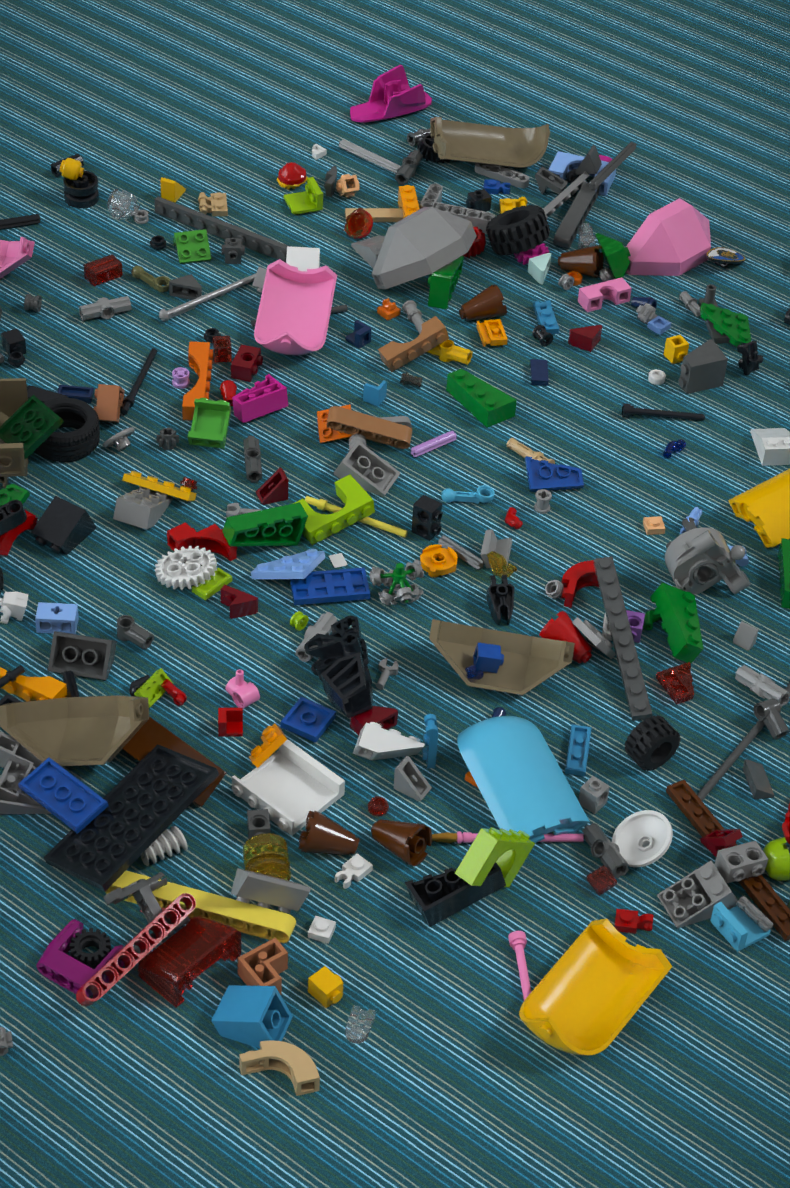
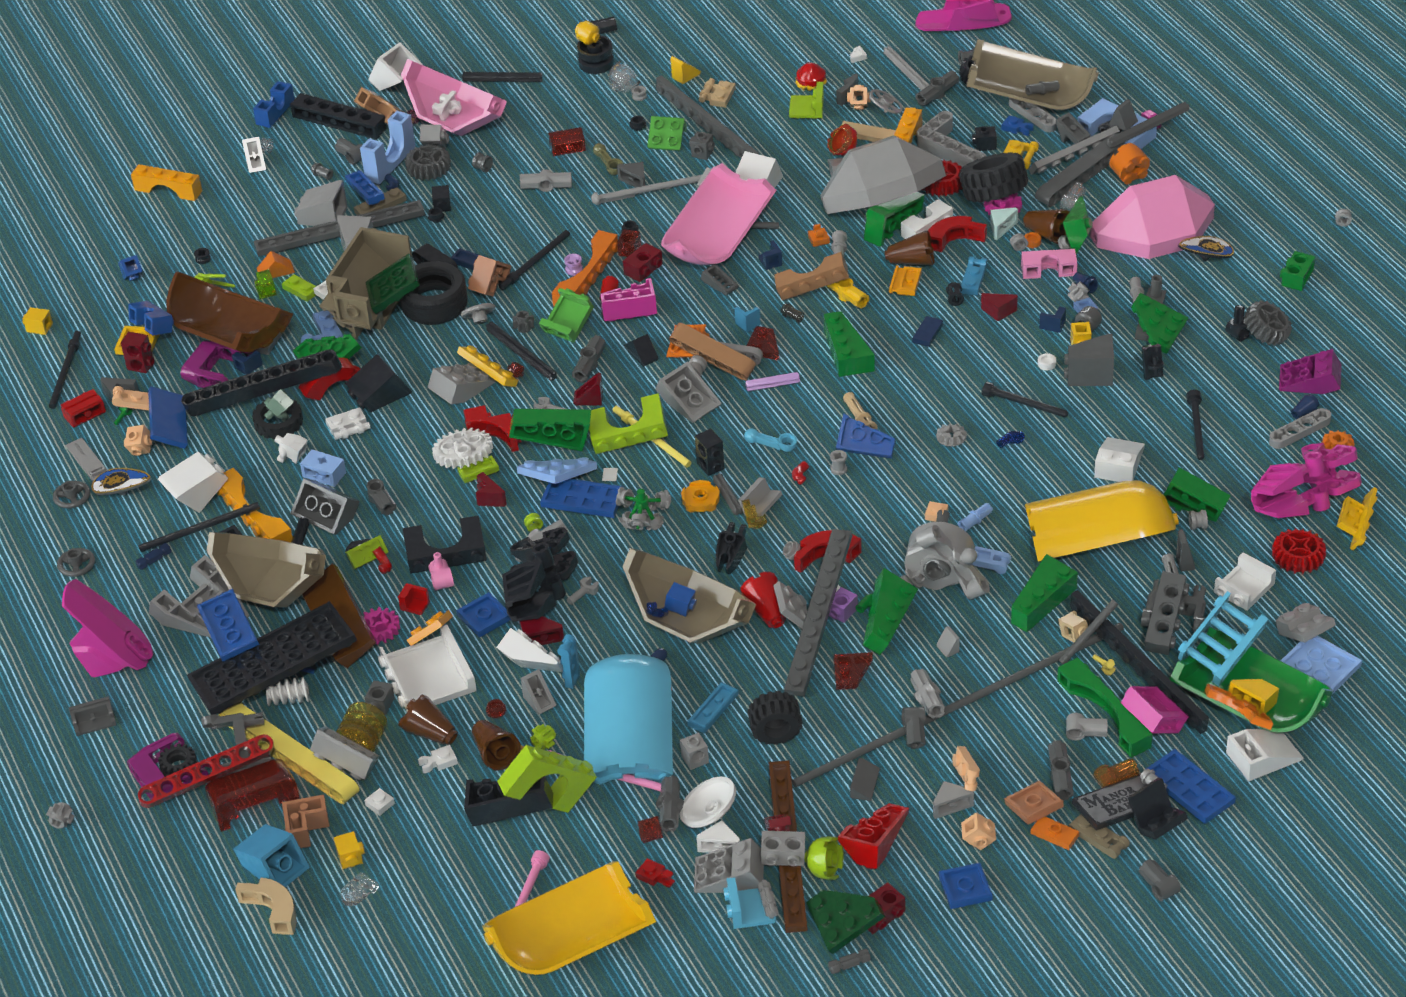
camera: 30 degrees right, 0 degrees up
(52, 571) = (347, 424): none -> white plate
(181, 466) = (521, 351): none -> black axle
(213, 679) = (468, 550): none -> black arch
(221, 753) = (379, 624): none -> dark pink gear
(295, 440) = (642, 350): none -> black slope
(325, 365) = (714, 270): none -> dark grey slope
(372, 185) = (886, 101): none -> light grey wheel
(401, 407) = (764, 340): none -> clear red wing
(444, 820) = (543, 736): none -> lime gear
(482, 274) = (934, 212): none -> white arch
(500, 151) = (1042, 87): none -> dark grey pin
(512, 278) = (956, 228): none -> red arch
(617, 199) = (1130, 163): none -> orange brick
(619, 460) = (944, 437): none -> light grey gear
(640, 342) = (1053, 322): none -> dark blue panel
(669, 330) = (1091, 315): none -> dark grey head
(671, 871) = (716, 837): none -> white slope

